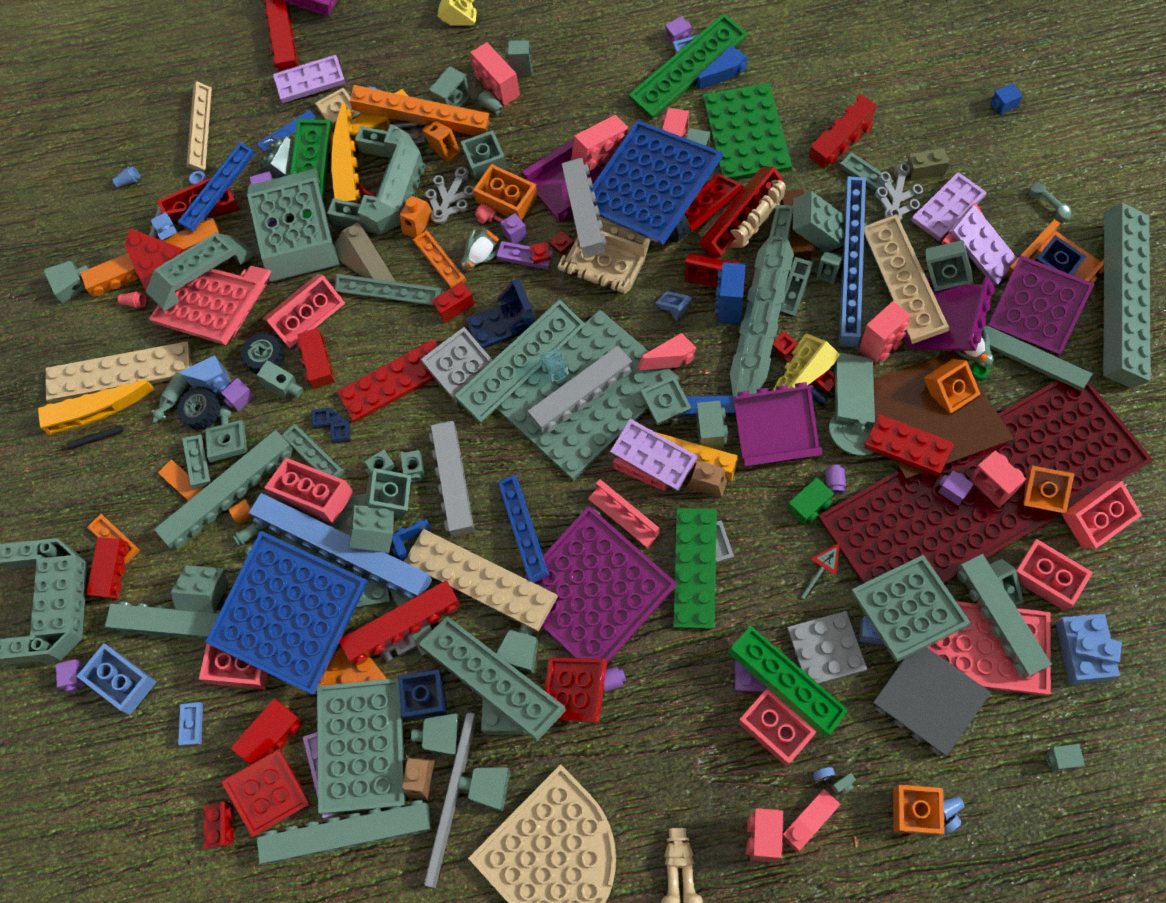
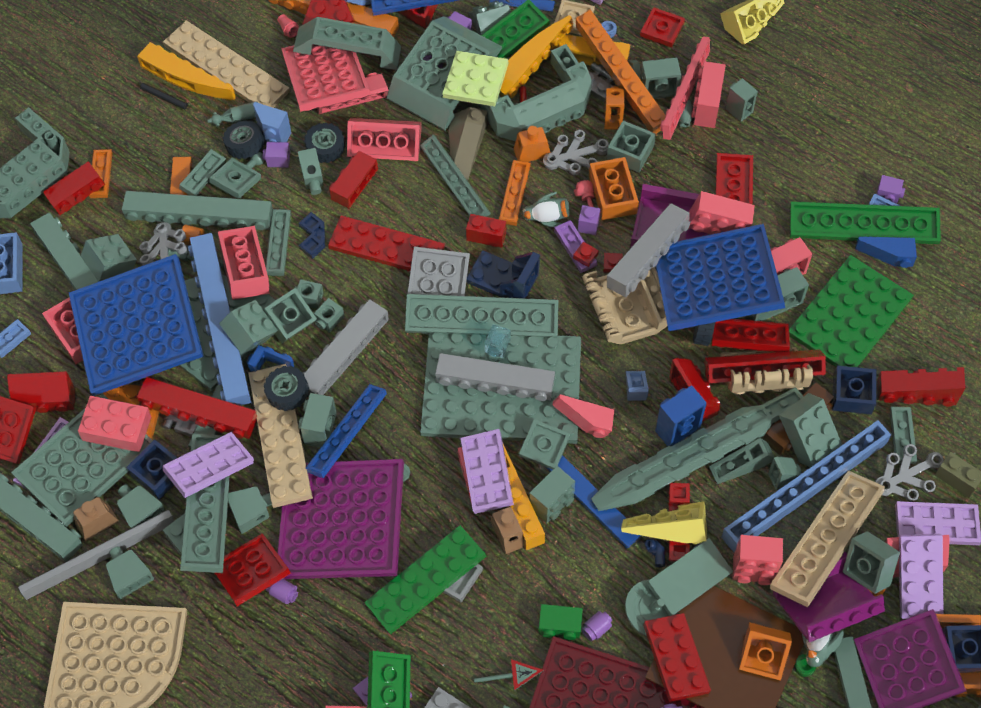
camera: 40 degrees right, 5 degrees down
(216, 531) = (161, 233): none -> light grey plant
(328, 204) = (475, 78): none -> yellowish green plate
(356, 696) = (114, 424): none -> coral brick
(407, 60) = (662, 27): none -> red plate
(456, 550) = (285, 398): none -> black wheel
(460, 651) = (207, 464): none -> lavender plate
(477, 86) = (684, 91): none -> coral plate
(497, 541) = (318, 419): none -> sand green brick
(572, 113) = (734, 177): none -> red plate
(624, 514) = (423, 494): coral fence -> none
(776, 424) = (600, 542): magenta panel -> none
(808, 172) = (854, 390): none -> dark blue brick

